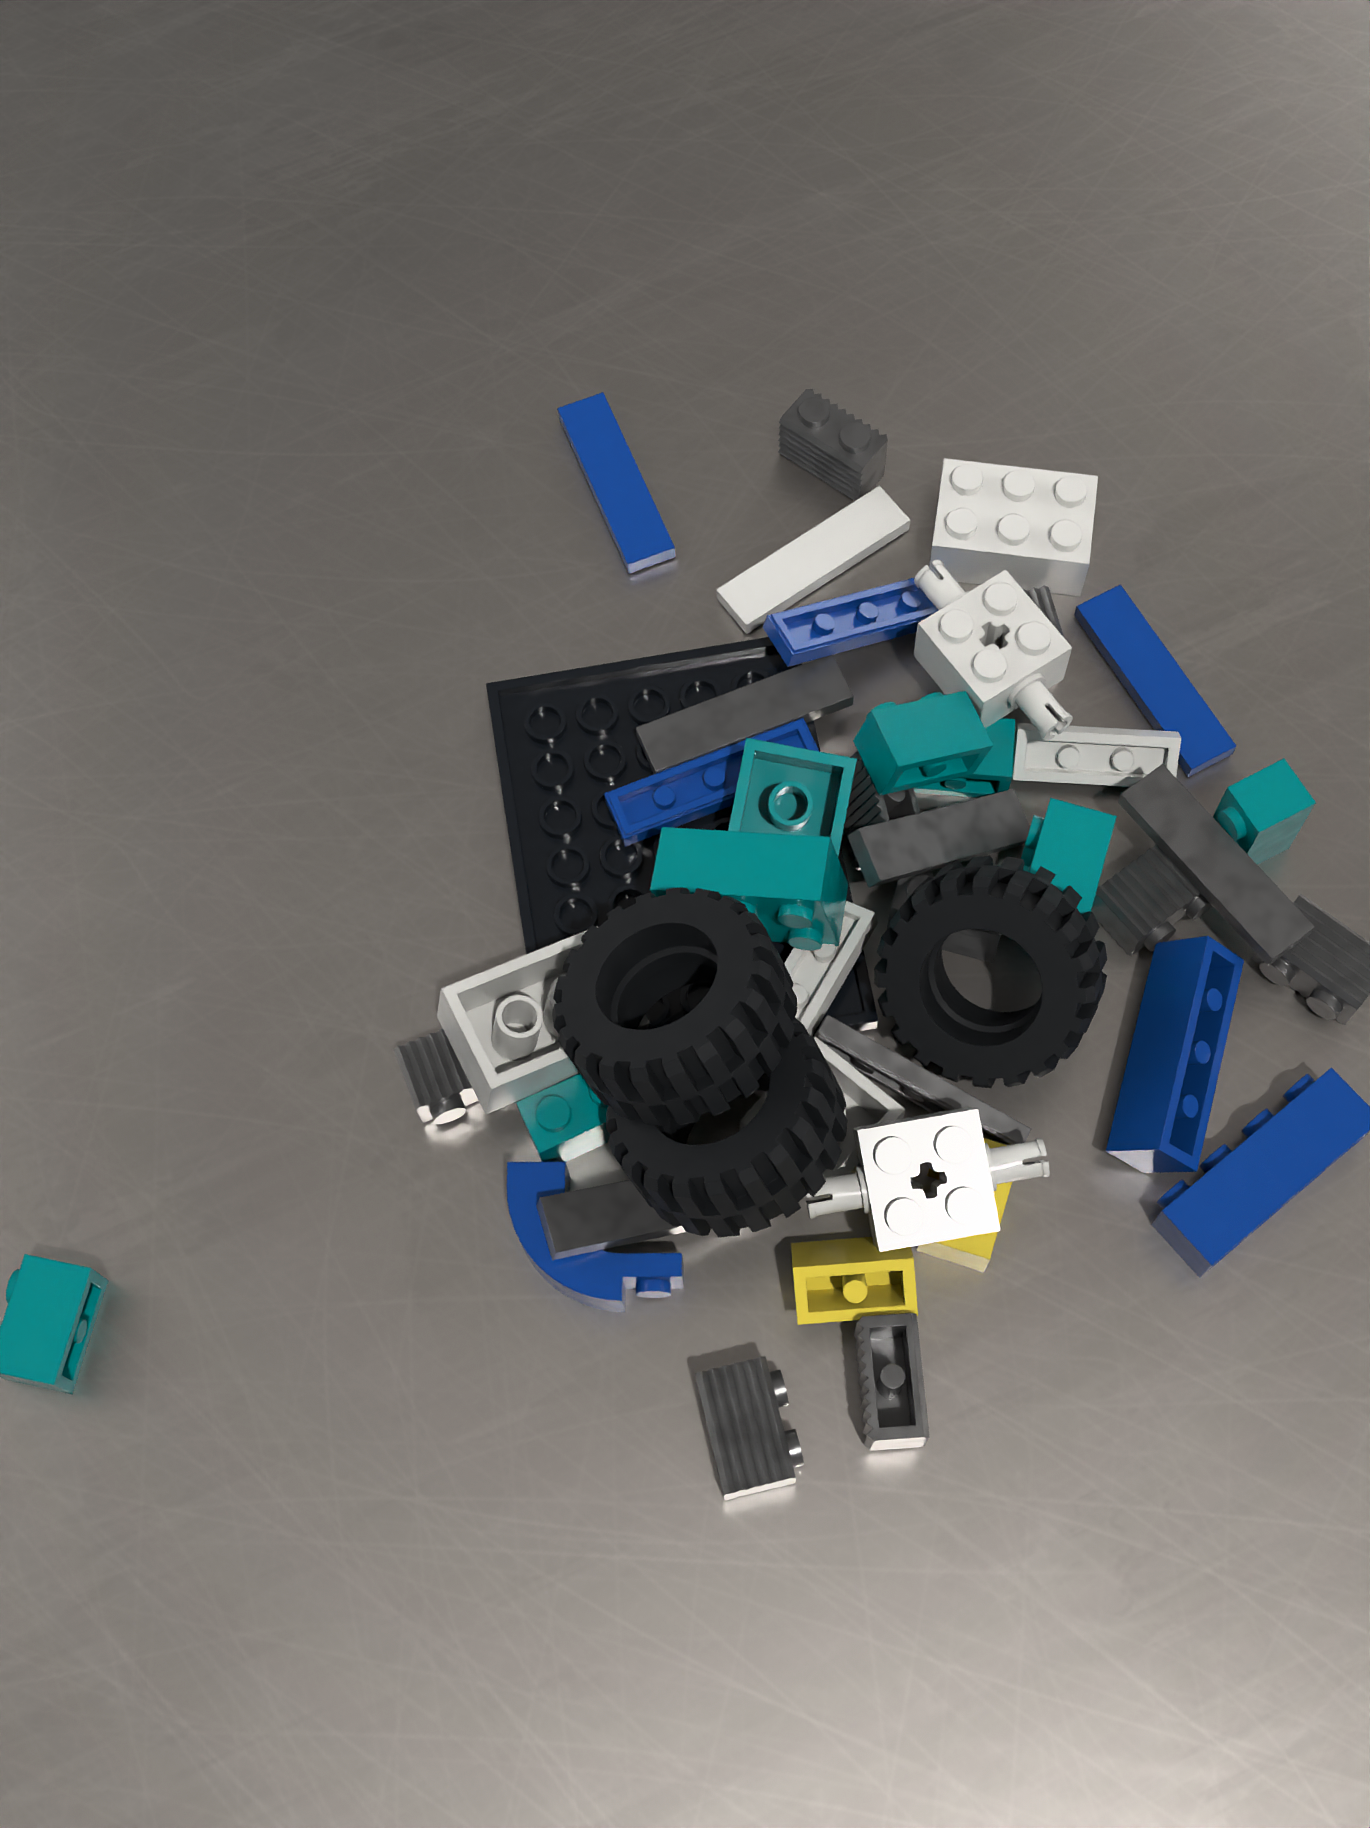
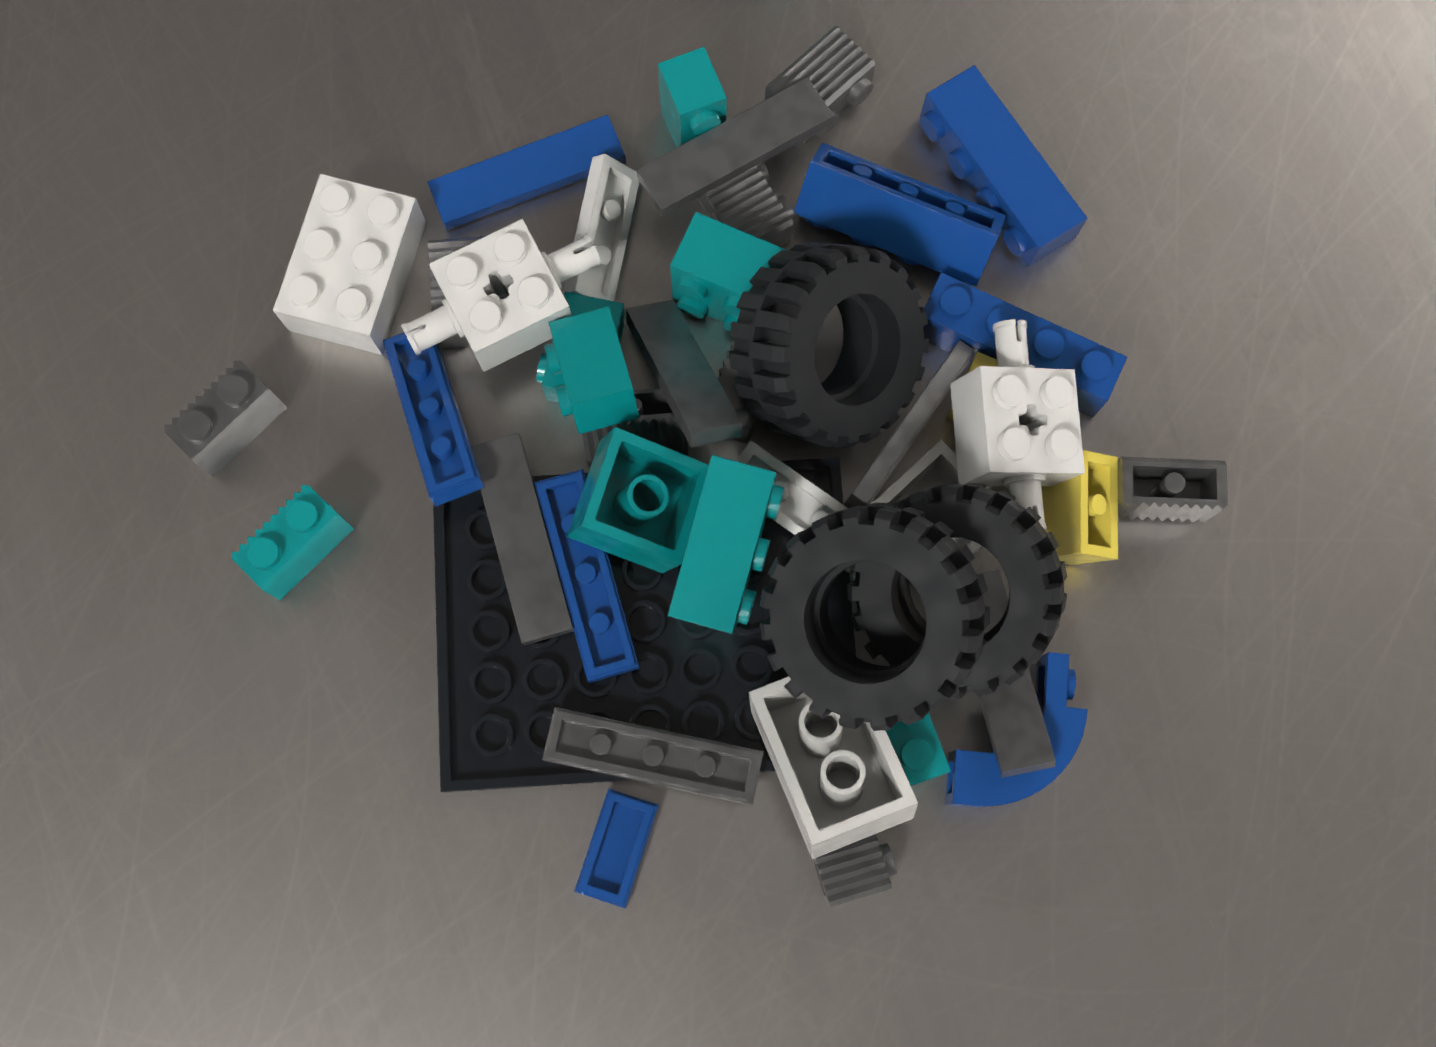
camera: 90 degrees left, 10 degrees up
(446, 855) = (616, 848): none -> blue tile
(535, 861) = (653, 756): none -> flat silver tile
(616, 483) = (217, 642): blue tile -> none
(716, 520) = (292, 542): none -> teal brick
(747, 1427) = (1192, 616): flat silver brick -> none
(813, 559) = (346, 457): white tile -> none
(1042, 1208) = (968, 315): none -> blue brick

